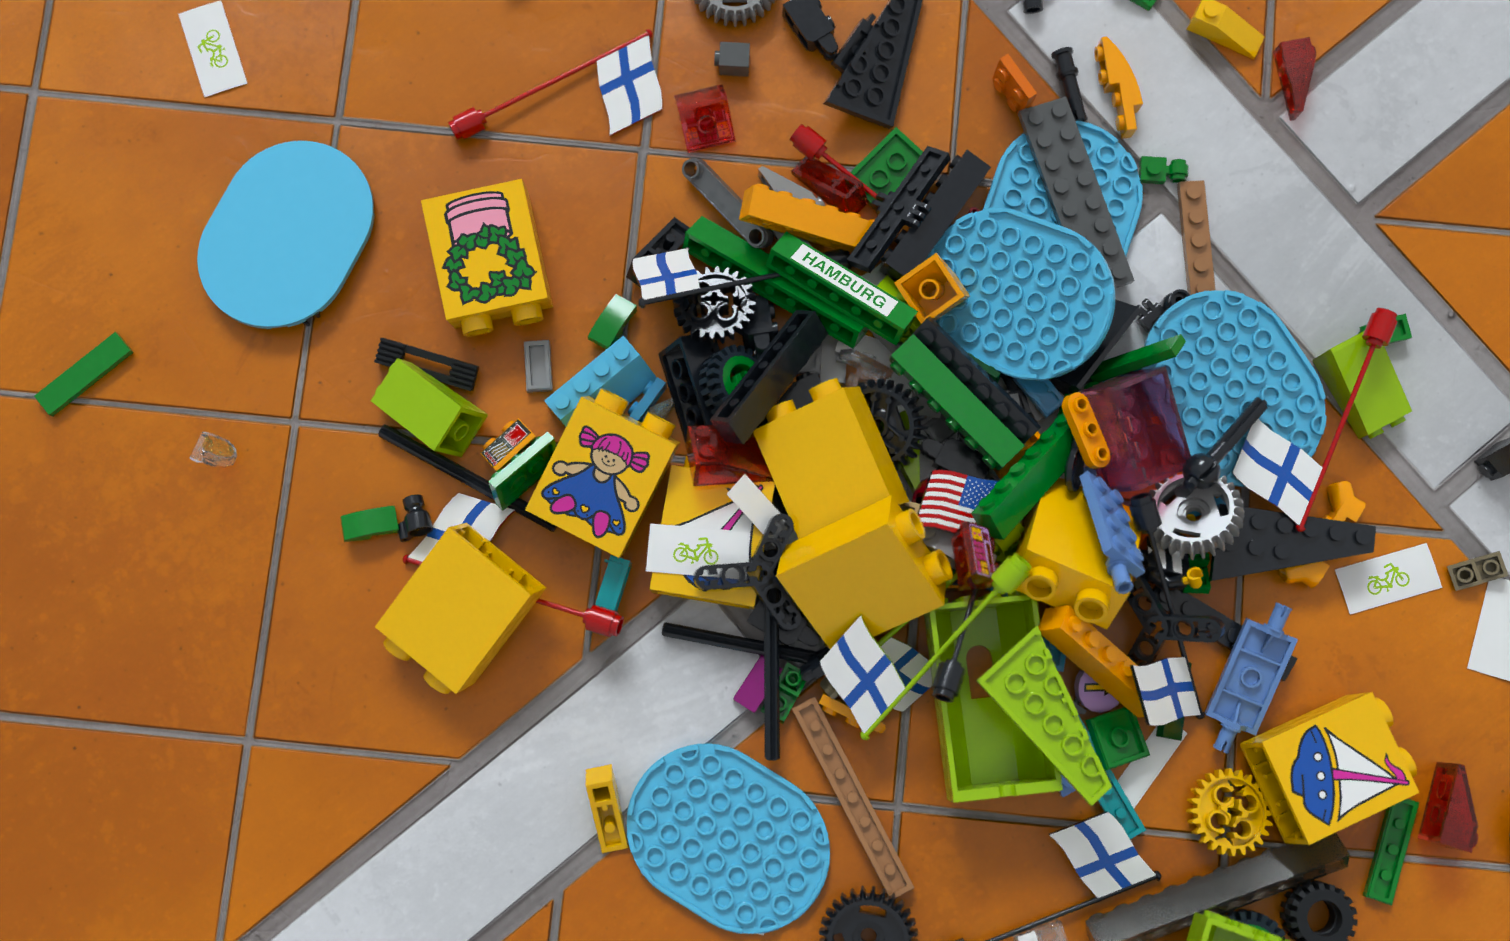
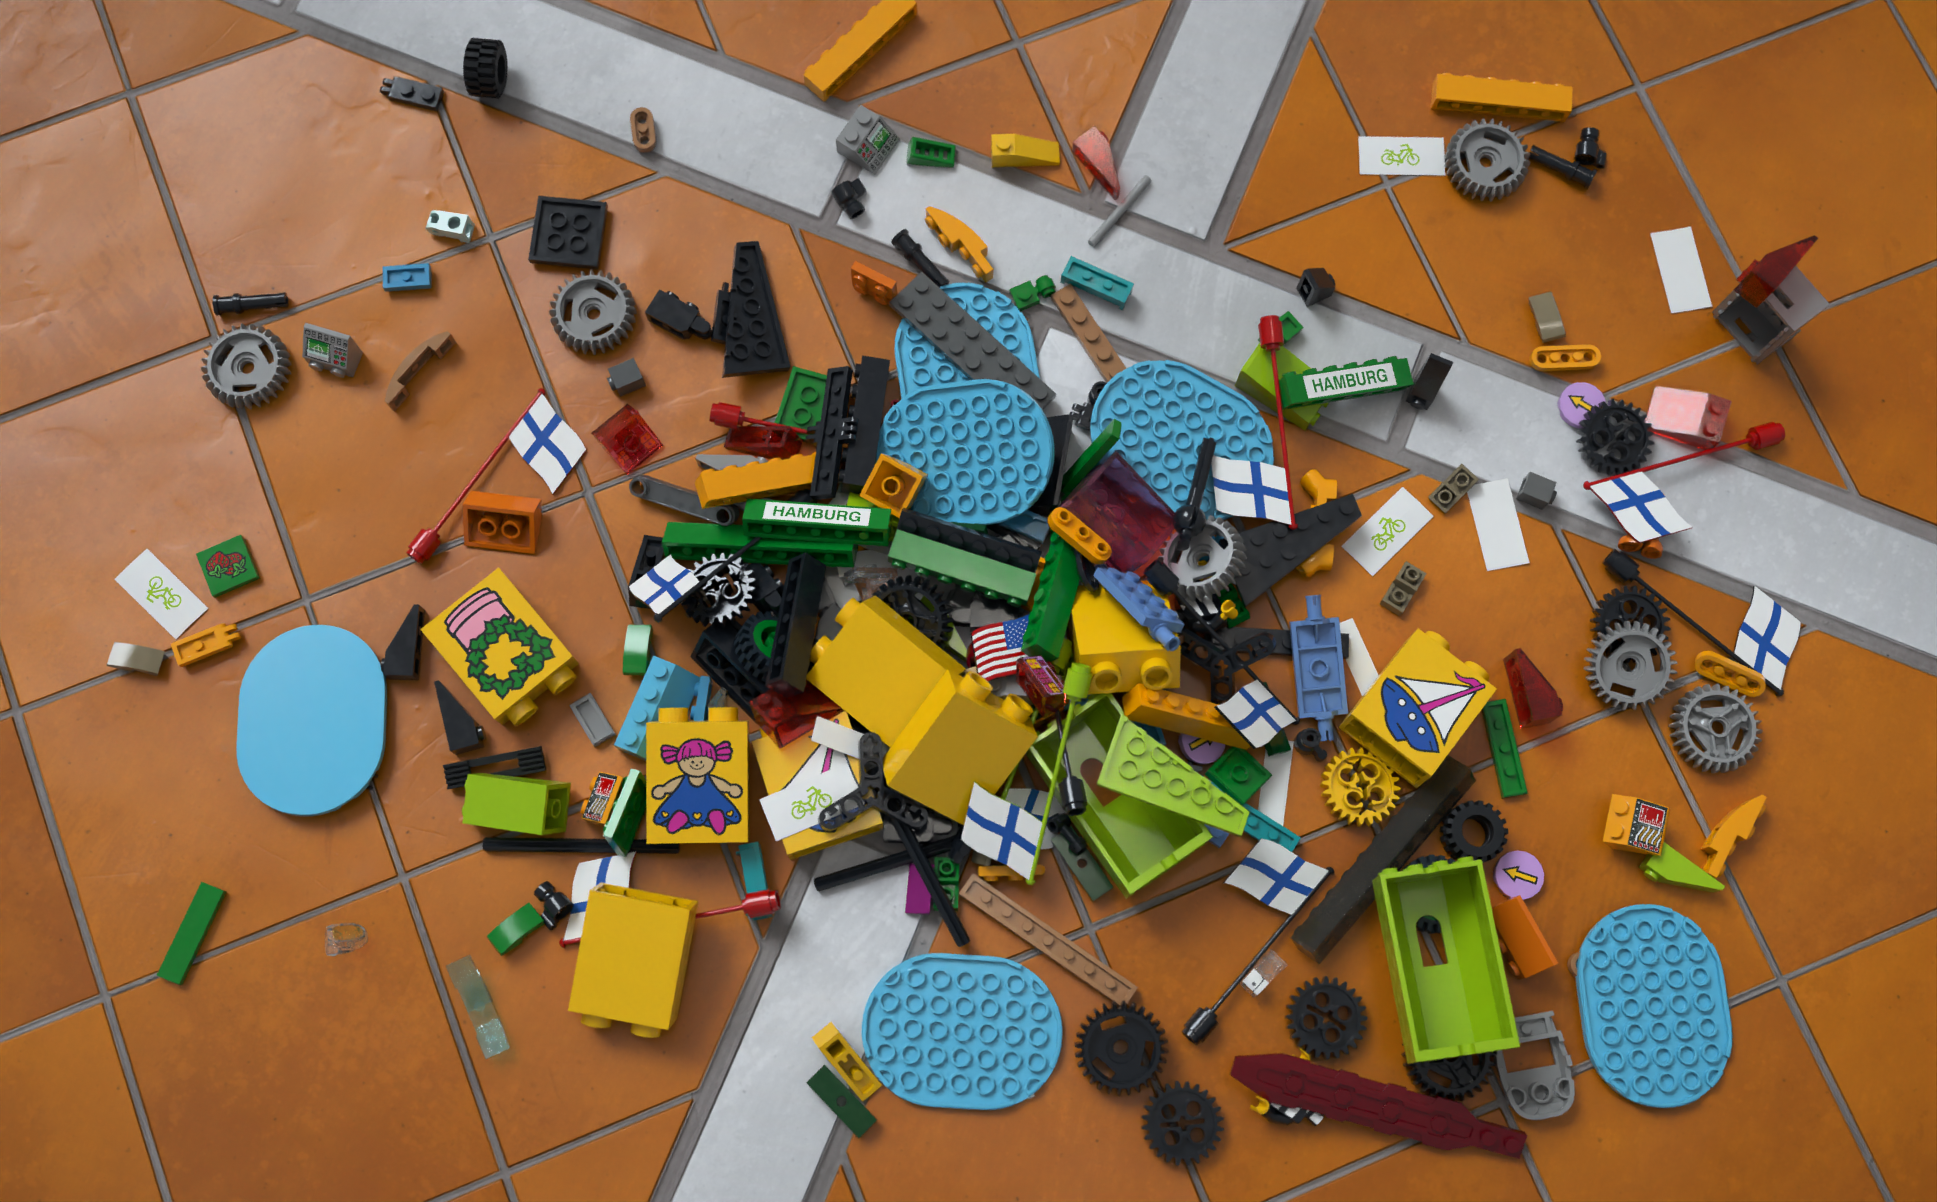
camera: 30 degrees left, 5 degrees down
(159, 96) = (135, 657): none -> dark tan slope
(226, 114) = (204, 644): none -> light orange hinge
(283, 52) = (227, 566): none -> green tile
(302, 577) = (479, 1006): none -> clear light blue slope
(401, 212) = (404, 652): none -> black slope
(415, 309) = (460, 727): none -> black slope
(549, 137) = (501, 522): none -> orange slope
(588, 859) = (829, 1089): none -> dark green tile
(923, 694) = (1061, 823): none -> black bar
(923, 759) = (1090, 877): none -> dark green tile
(1202, 742) = (1308, 742): none -> black piece
(1231, 191) = (1097, 282): none -> teal container
(1289, 133) = (1119, 211): none -> light grey bar
(1293, 690) = (1359, 658): none -> white sticker
(1374, 642) = (1402, 588): none -> dark tan slope
(1426, 413) = (1344, 383): none -> green brick
(1445, 303) = (1315, 285): none -> black slope

